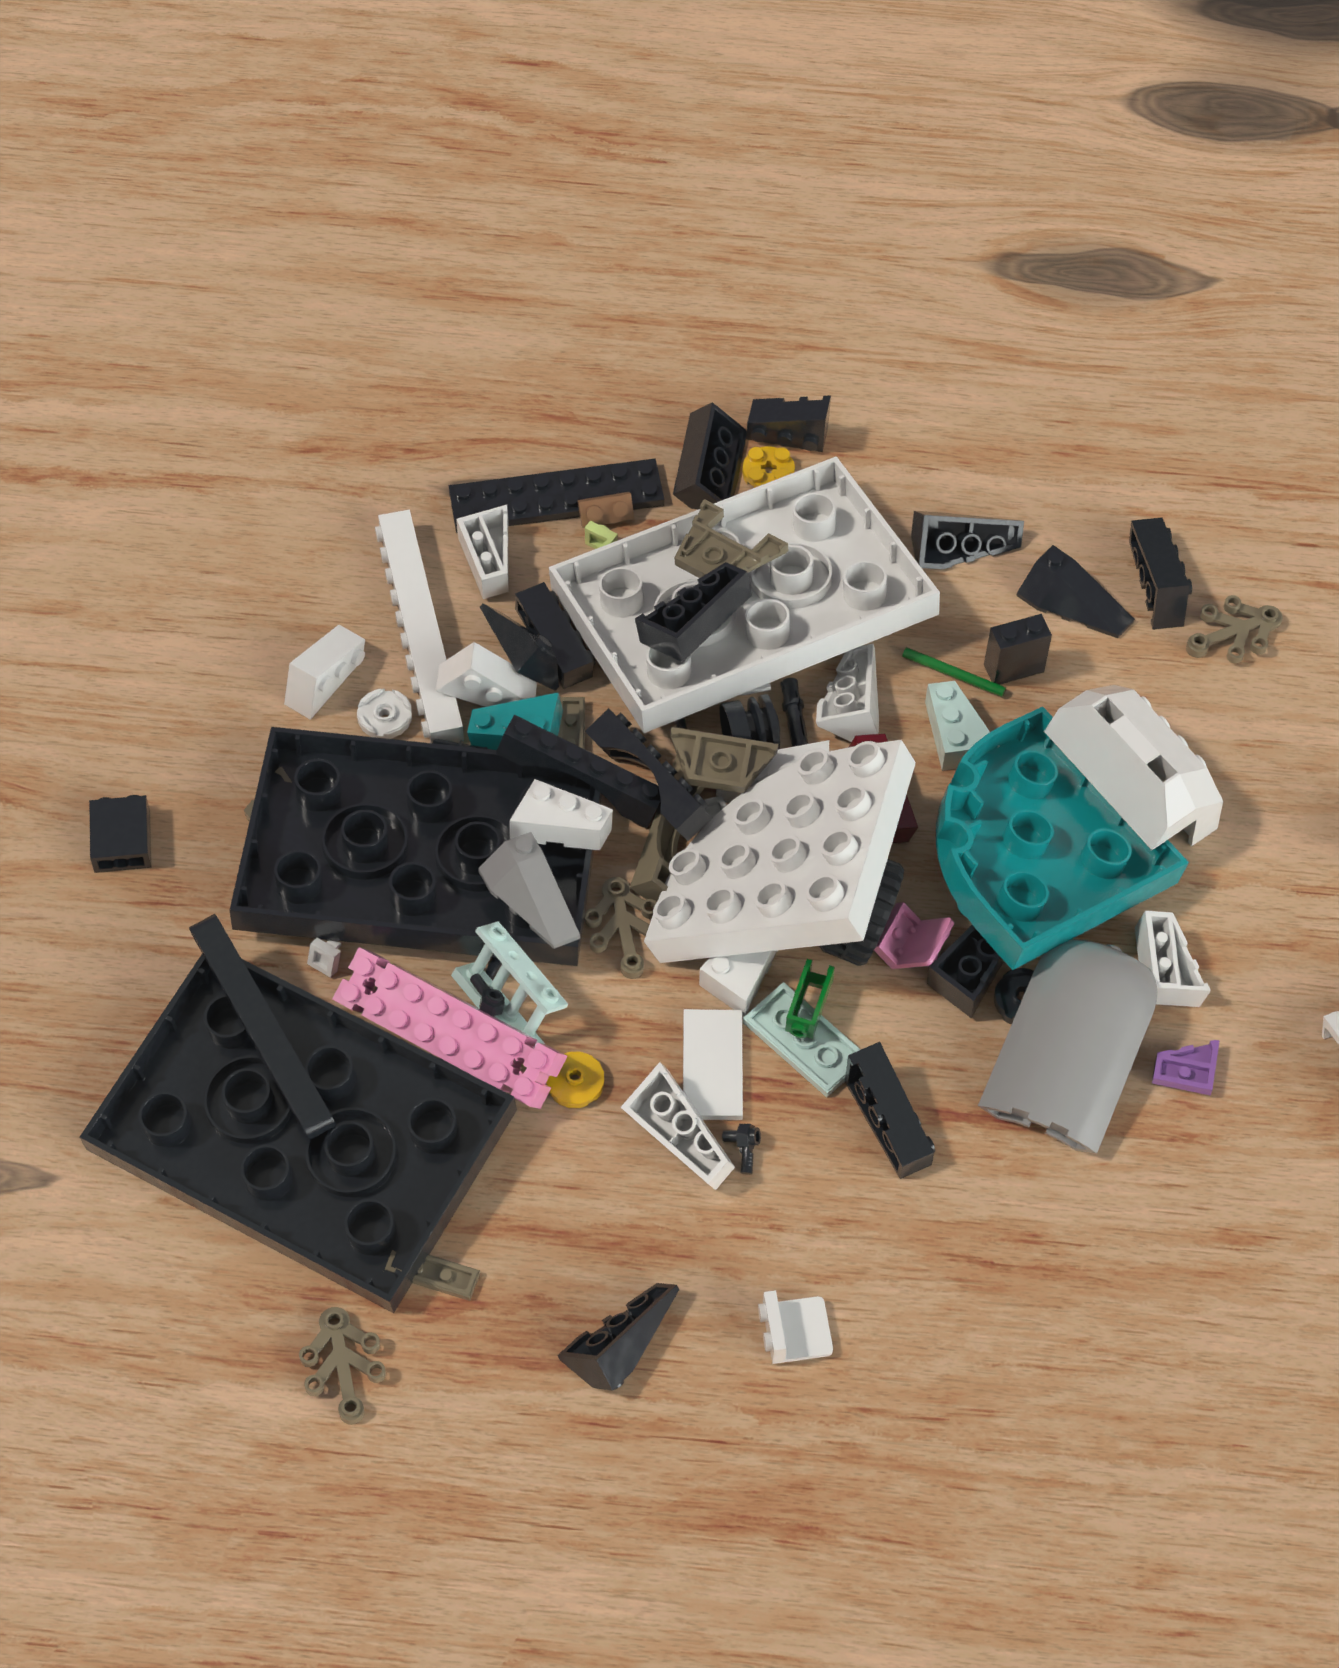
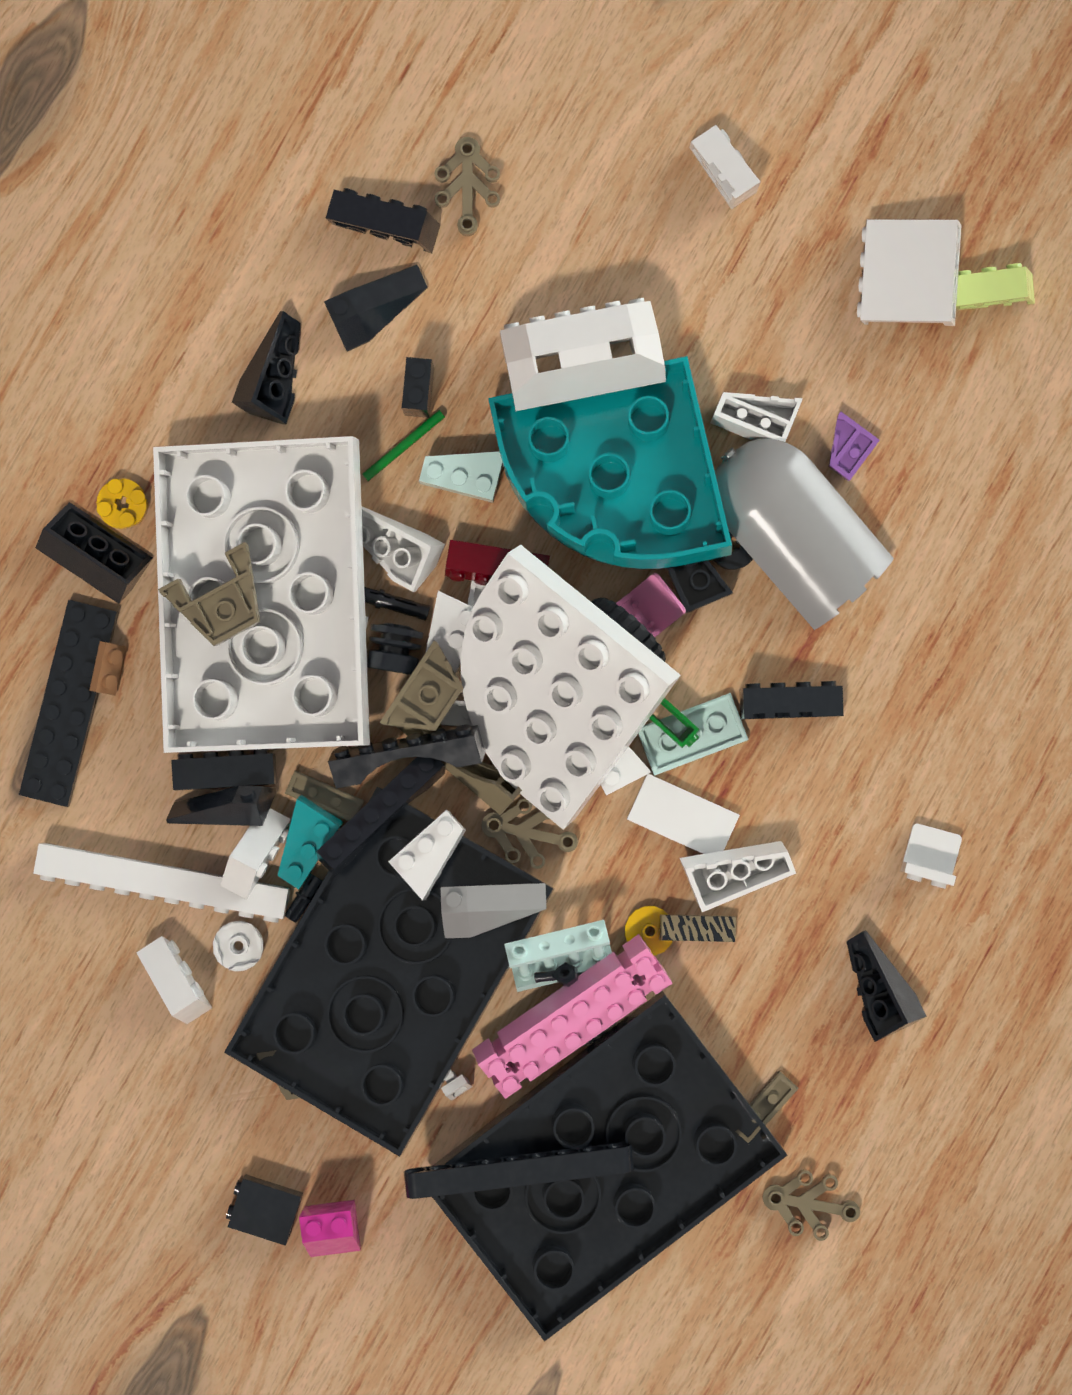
camera: 60 degrees left, 30 degrees up
(122, 892) = (330, 1228): none -> dark pink slope
(486, 549) = (109, 791): white wedge -> none
(599, 535) = (135, 685): yellowish green bracket -> none
(600, 1121) = (697, 928): none -> tile
(695, 613) = (289, 661): black wedge -> none
(746, 1137) = (761, 821): black piece -> none
(790, 423) = (85, 466): black wedge -> none

